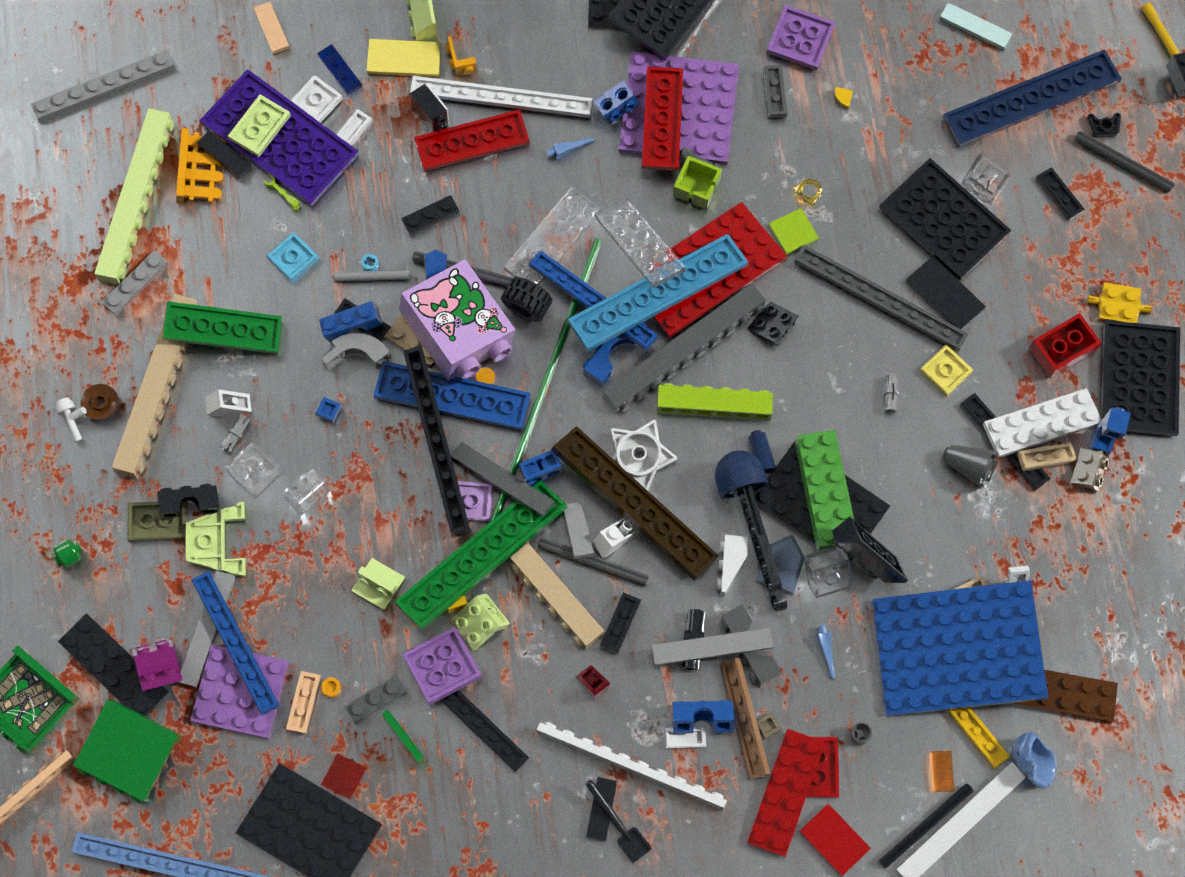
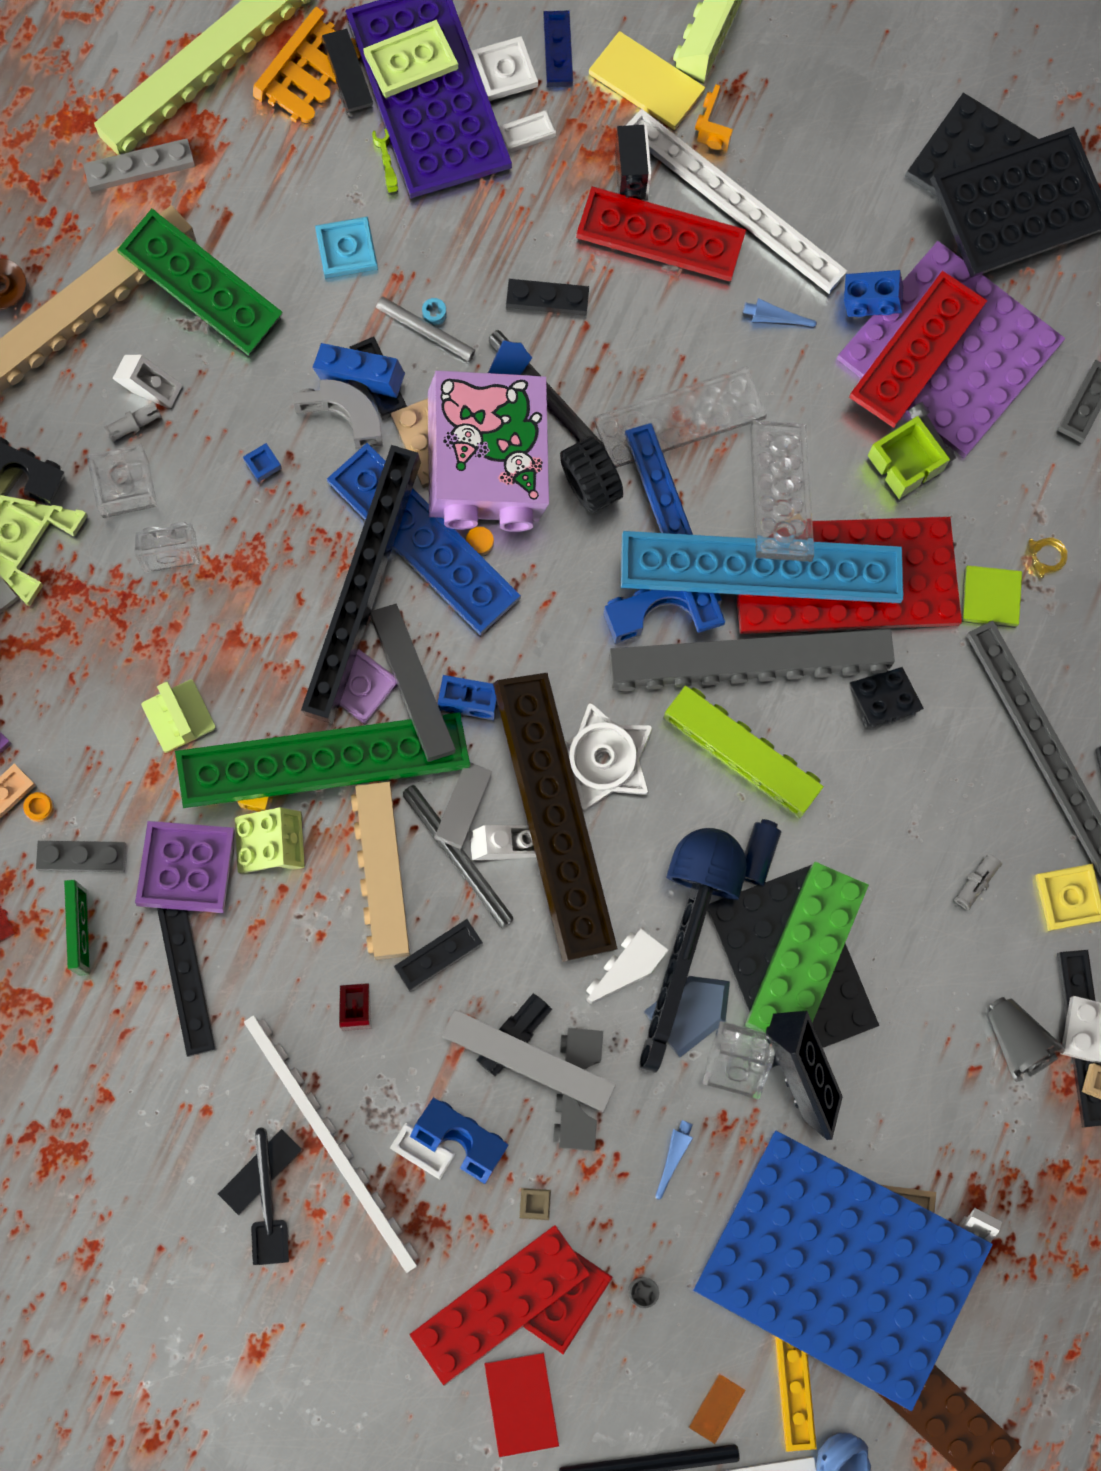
camera: 30 degrees right, 5 degrees up
(547, 377) = (555, 589): green piece -> none
(745, 719) = (511, 1177): medium nougat plate -> none

